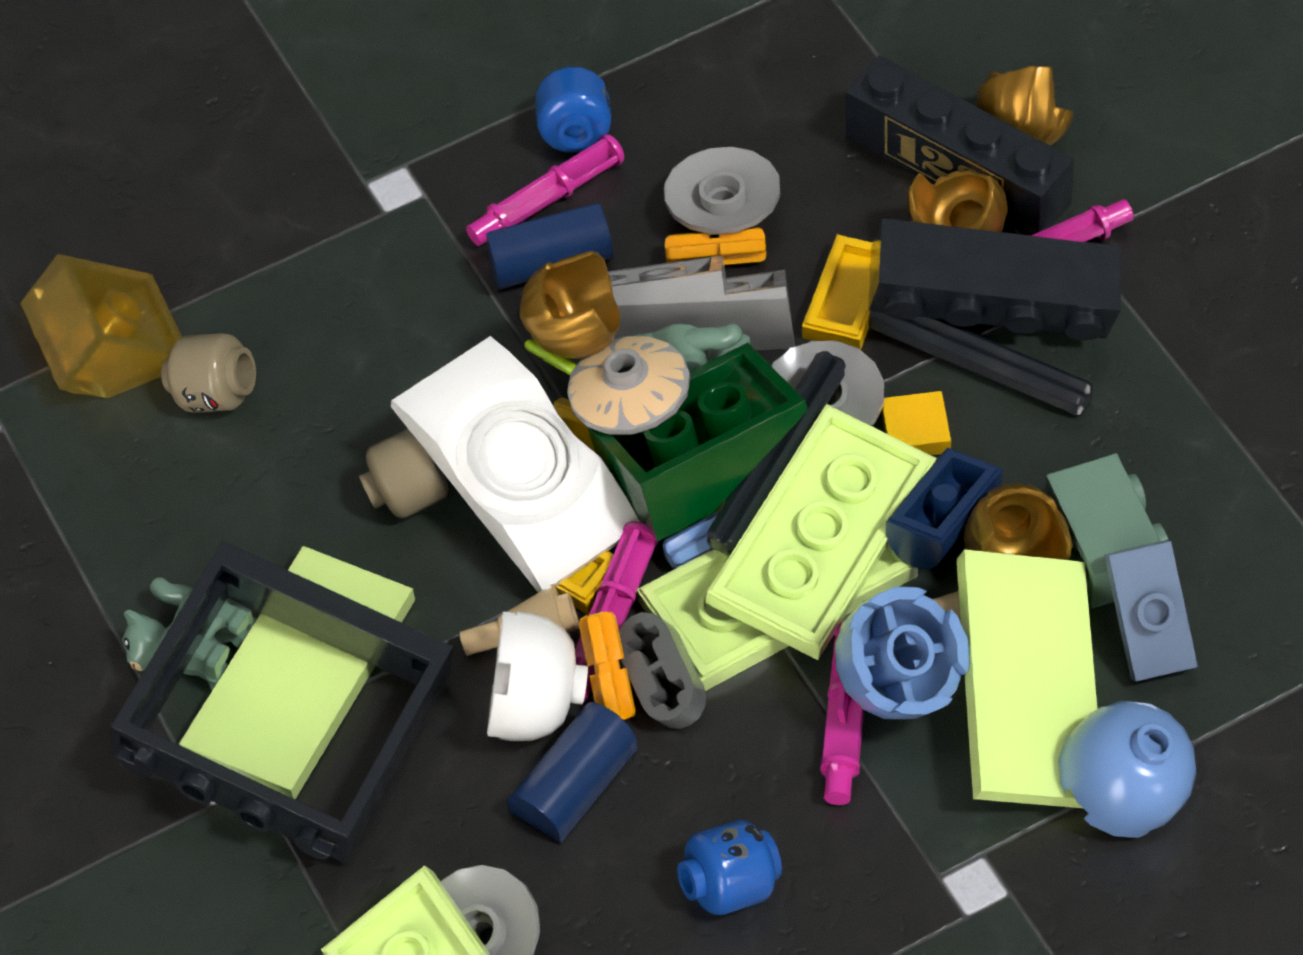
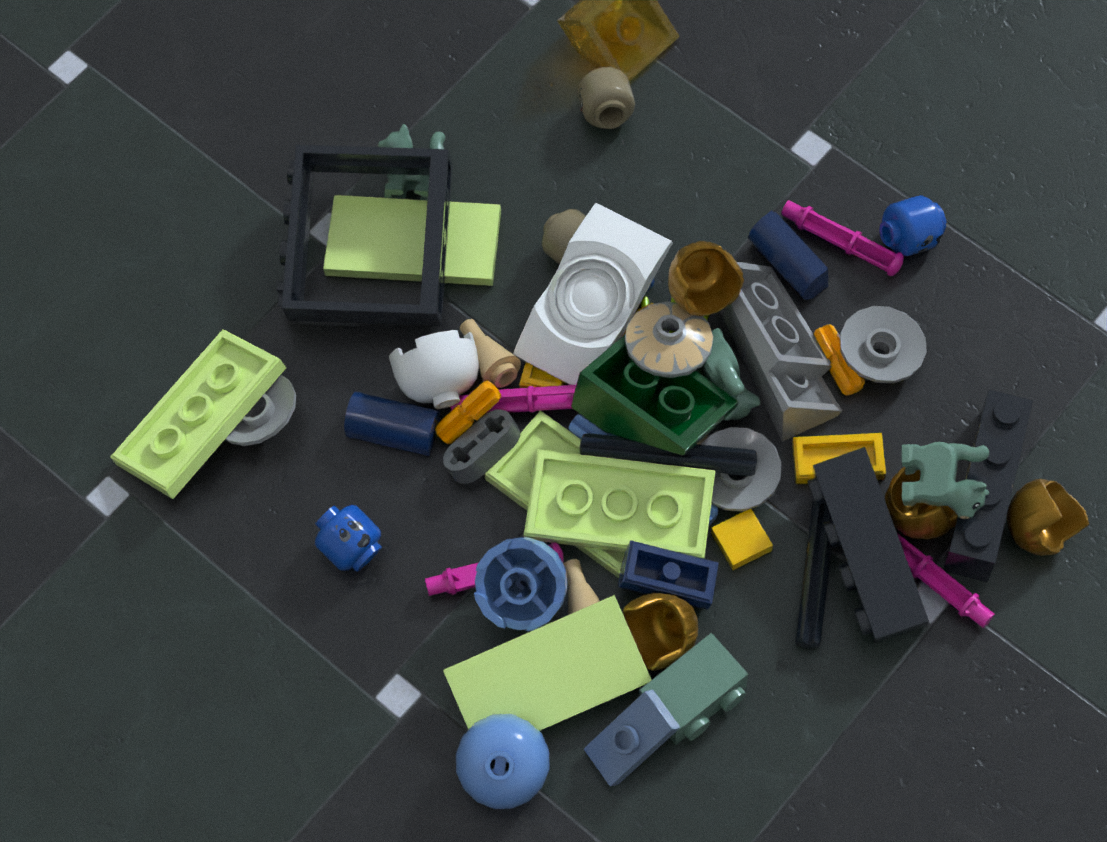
camera: 70 degrees right, 10 degrees up
(949, 163) = (938, 474): none -> sand green animal

